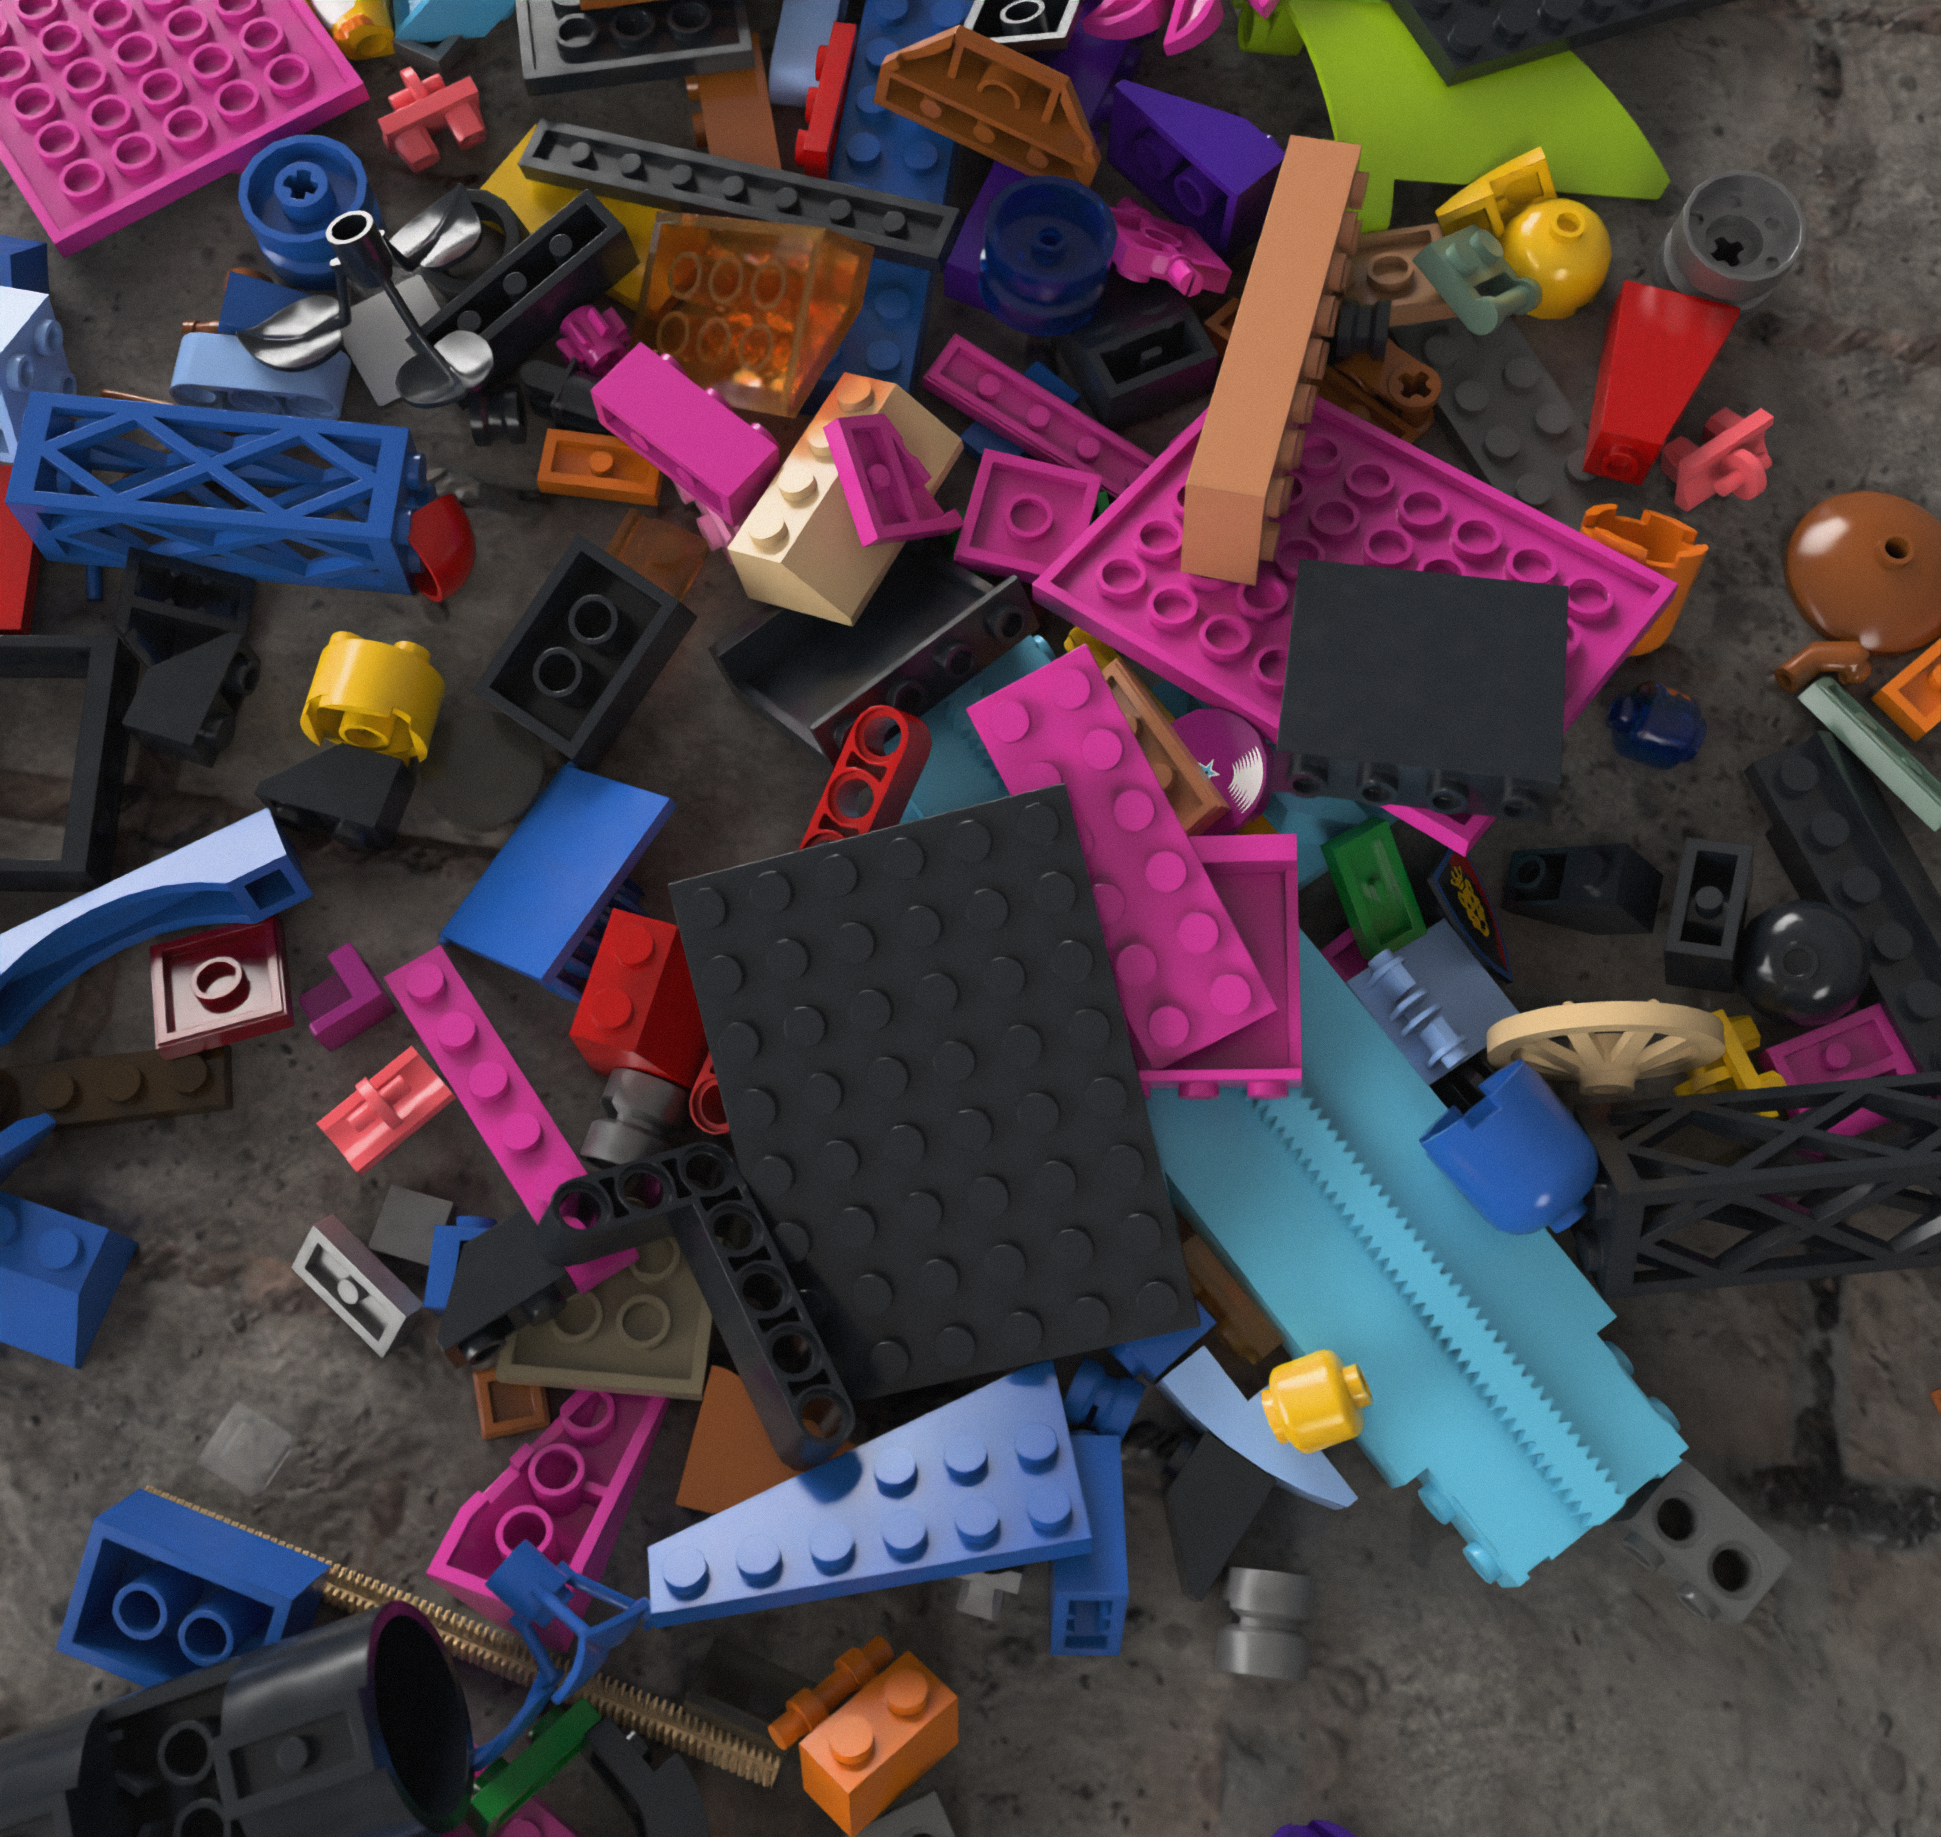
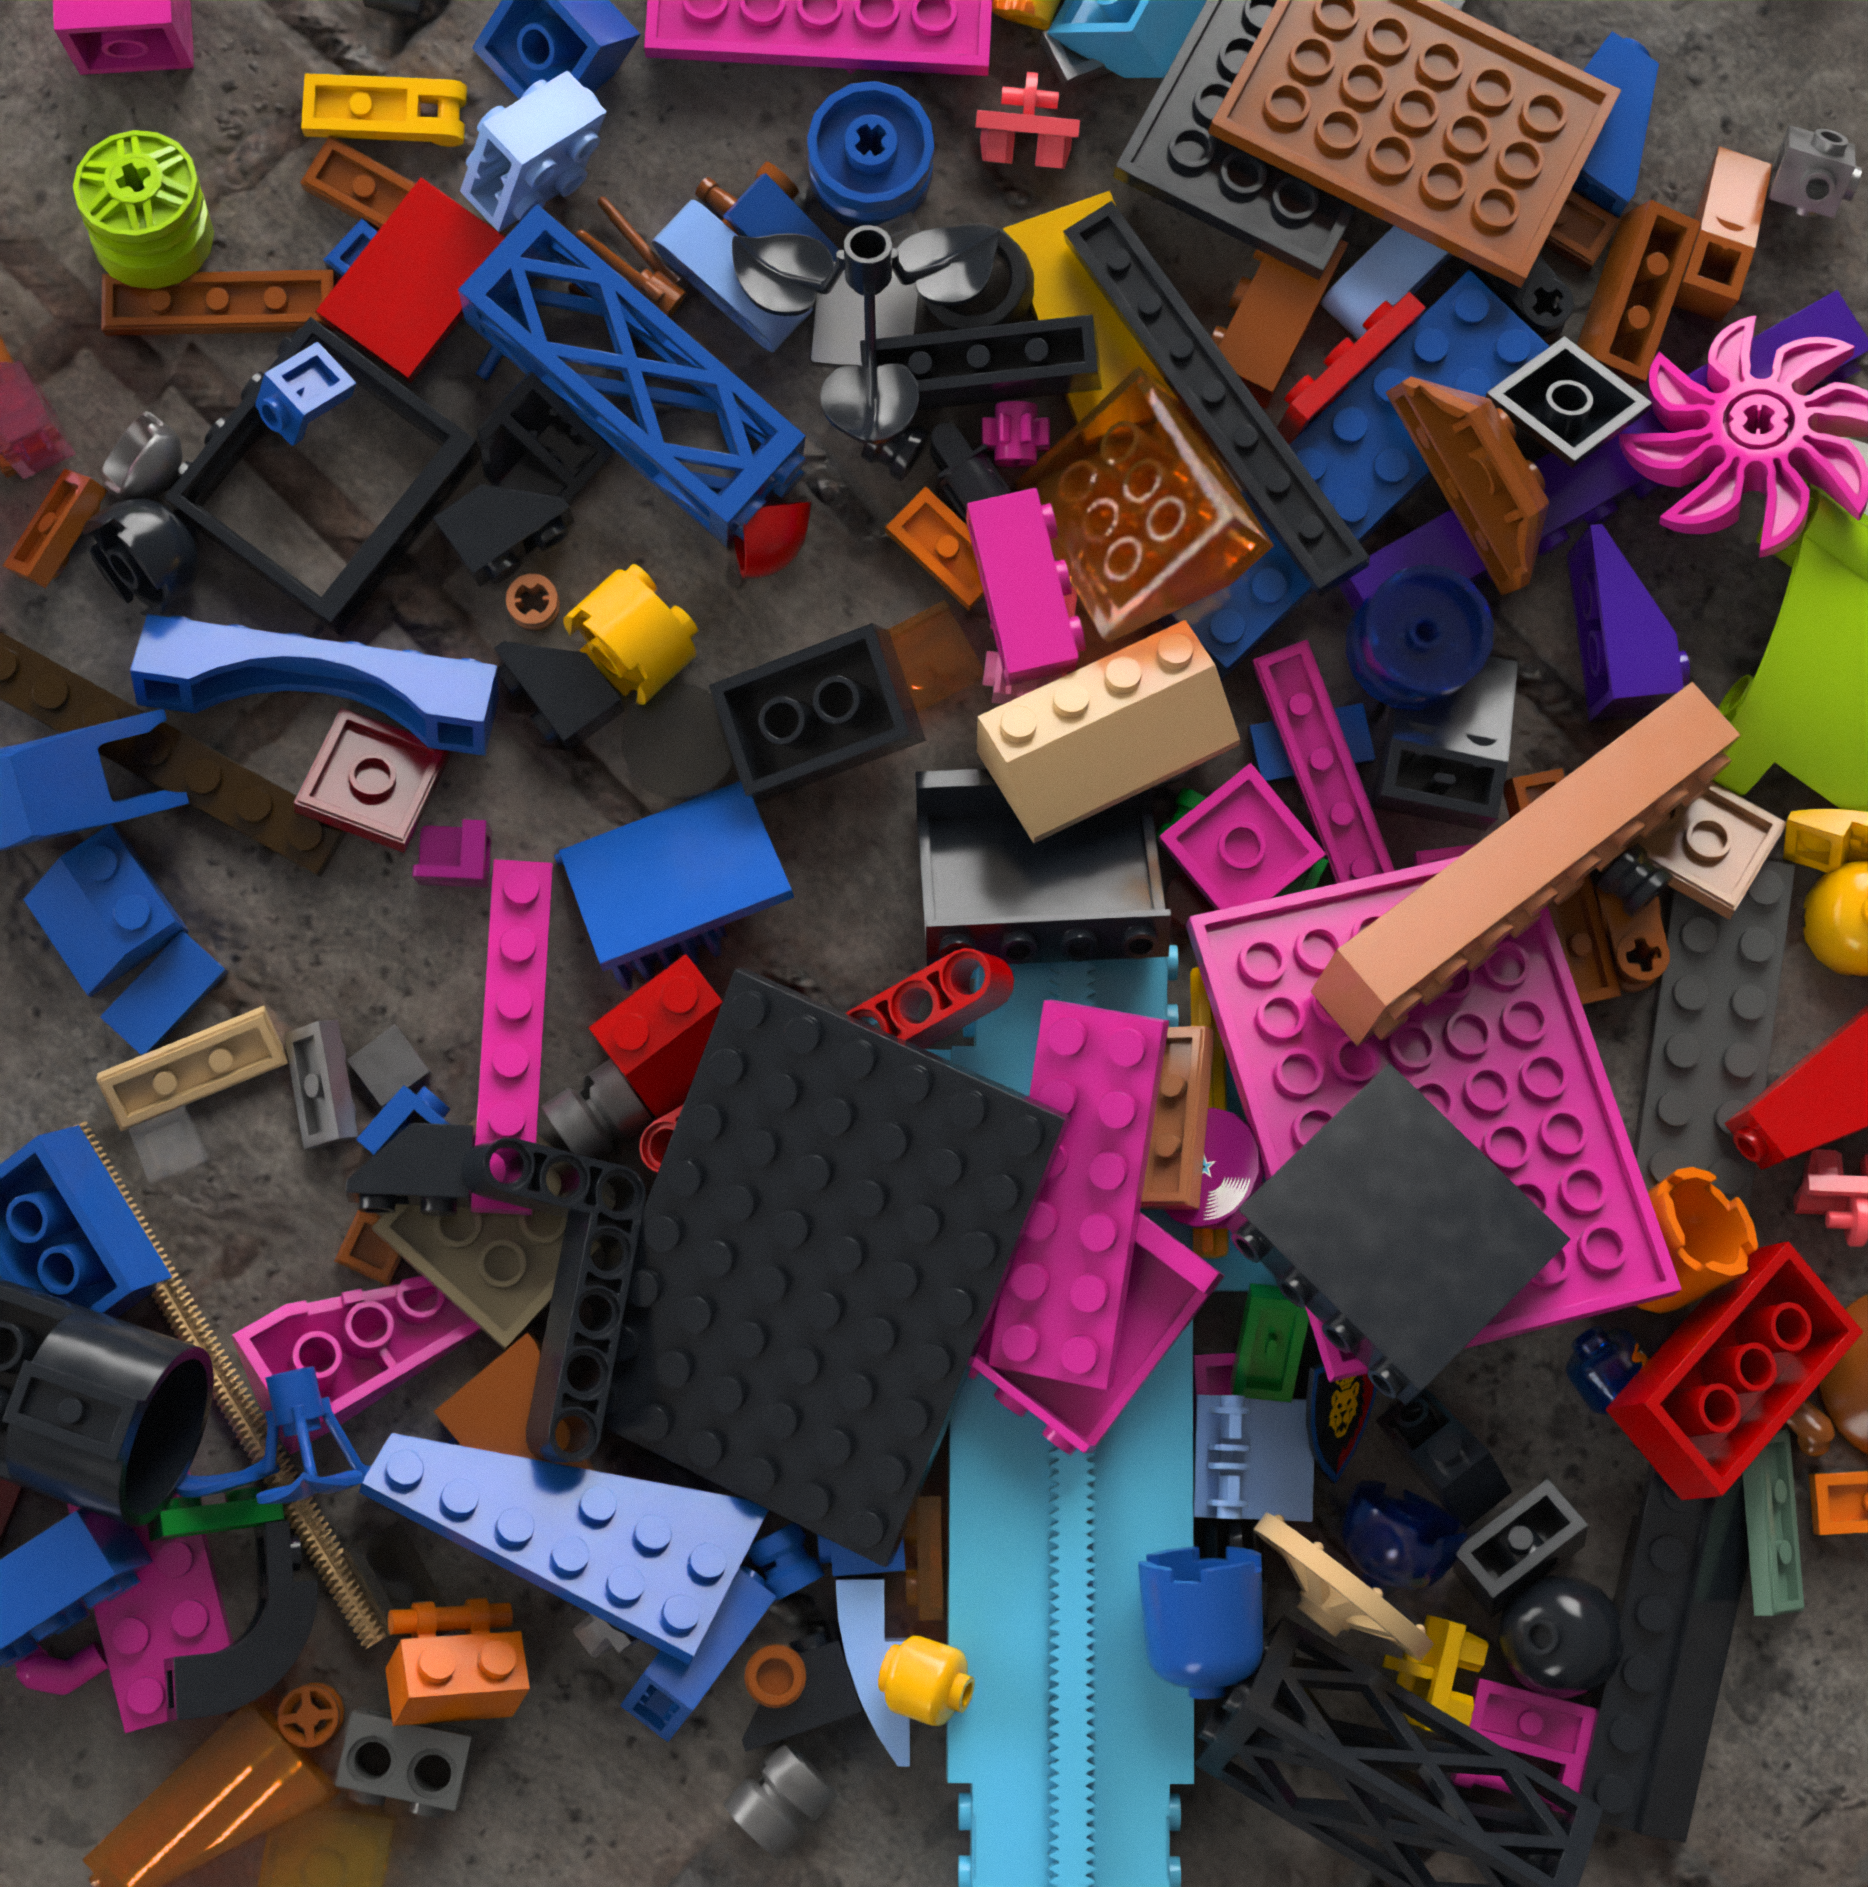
camera: 30 degrees right, 10 degrees up
(150, 1314) = (164, 994): none -> blue tile
(221, 1361) = (192, 1068): none -> tan tile
(257, 731) = (533, 619): none -> nougat bush
(386, 1110) = (427, 968): coral hips -> none
(885, 483) = (1138, 750): dark pink wing -> none
(1165, 251) = (1530, 684): dark pink plate -> none
(1175, 1507) = (775, 1676): none -> dark orange tile
(1469, 263) = (1763, 883): sand green plate -> none
(1608, 972) = (1399, 1540): none -> clear blue cylinder
(1763, 646) = (1734, 1373): none -> red brick

